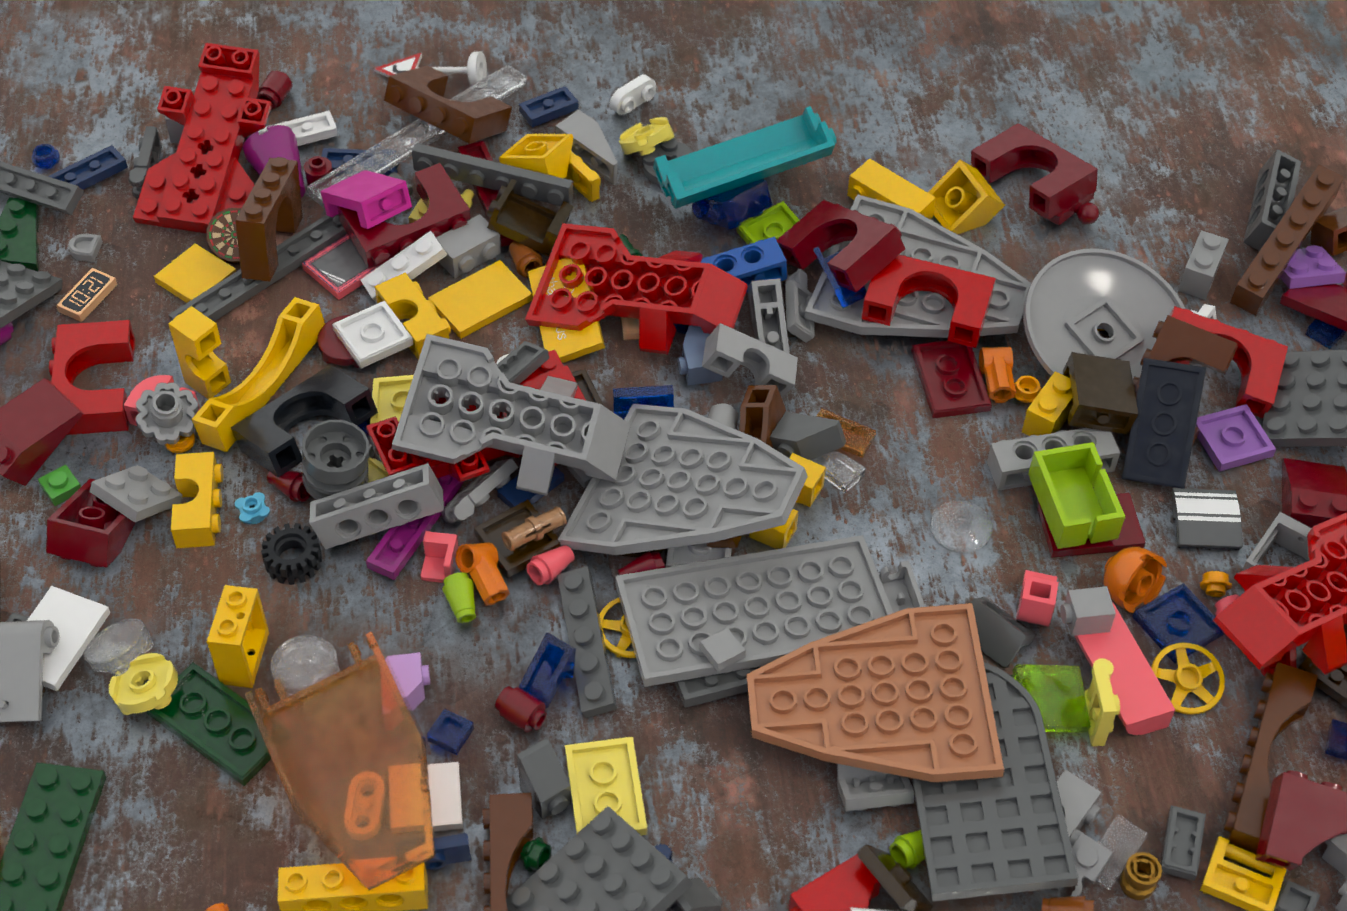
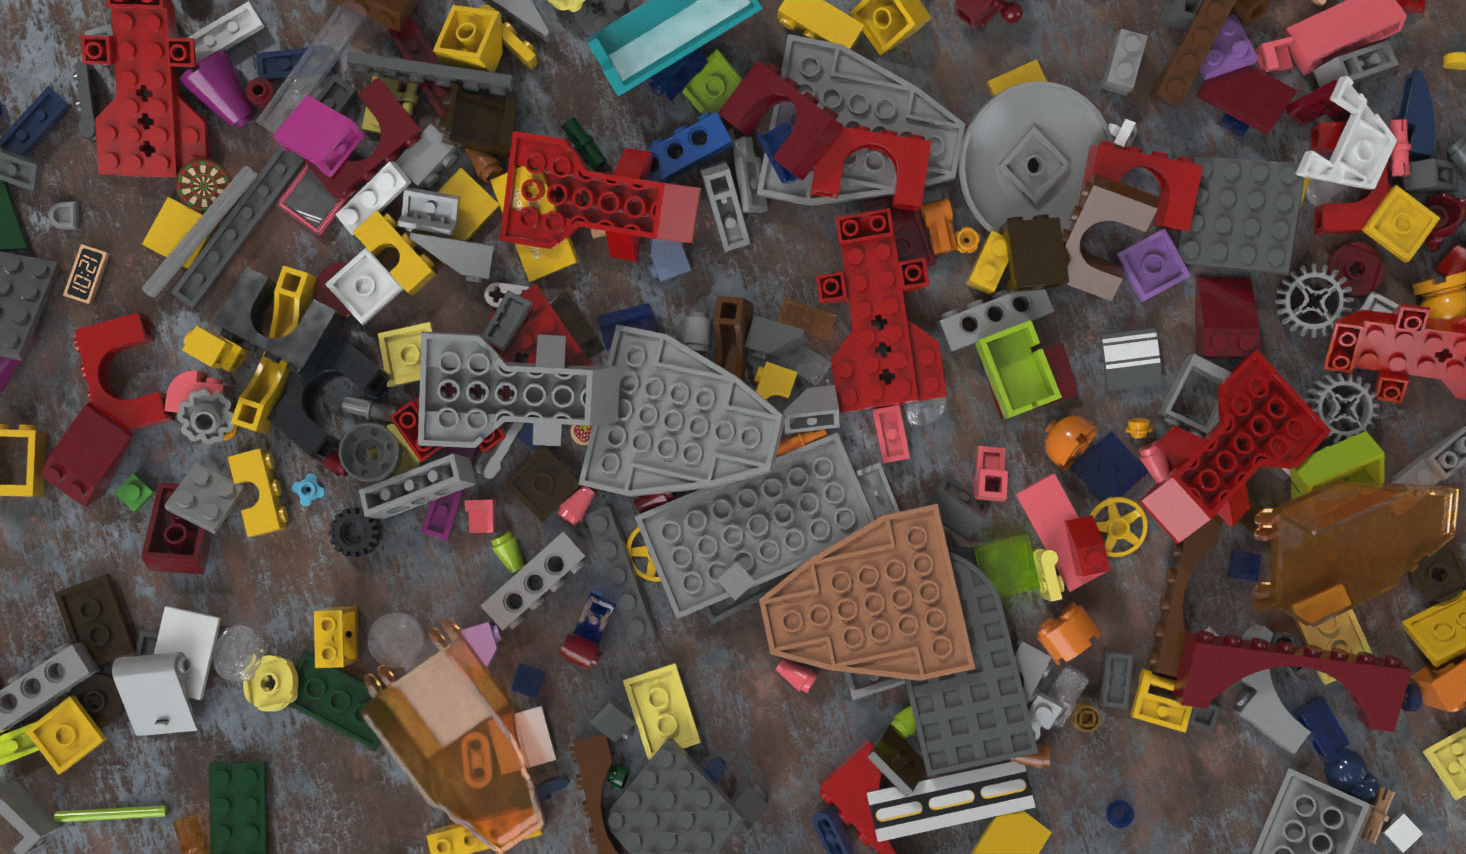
camera: 10 degrees left, 35 degrees up
(202, 278) = (199, 231): none -> light grey axle
(269, 208) = (231, 145): reddish brown arch -> none
(282, 366) = (301, 349): none -> black arch
(459, 280) = (429, 212): none -> light grey bracket
(466, 628) = (498, 604): none -> light grey brick
(479, 320) = (463, 256): none -> light grey slope
(481, 563) = (517, 519): orange piece -> none
(534, 528) = (556, 481): medium nougat pin -> none
(570, 497) = (581, 433): none -> tile
(729, 349) = (735, 263): light grey arch -> none
(780, 775) = (797, 674): none -> coral cone
(818, 535) = (799, 440): none -> orange axle
(836, 507) = (813, 410): none -> light grey slope
(924, 548) = (890, 434): none -> coral plate
(926, 468) = (876, 287): none -> red piece
(1088, 611) = (1034, 495): light grey brick -> none
(1122, 769) = (1068, 633): none -> orange brick
(1150, 676) = (1086, 546): none -> red slope
(1165, 423) = (1095, 276): black tile -> none

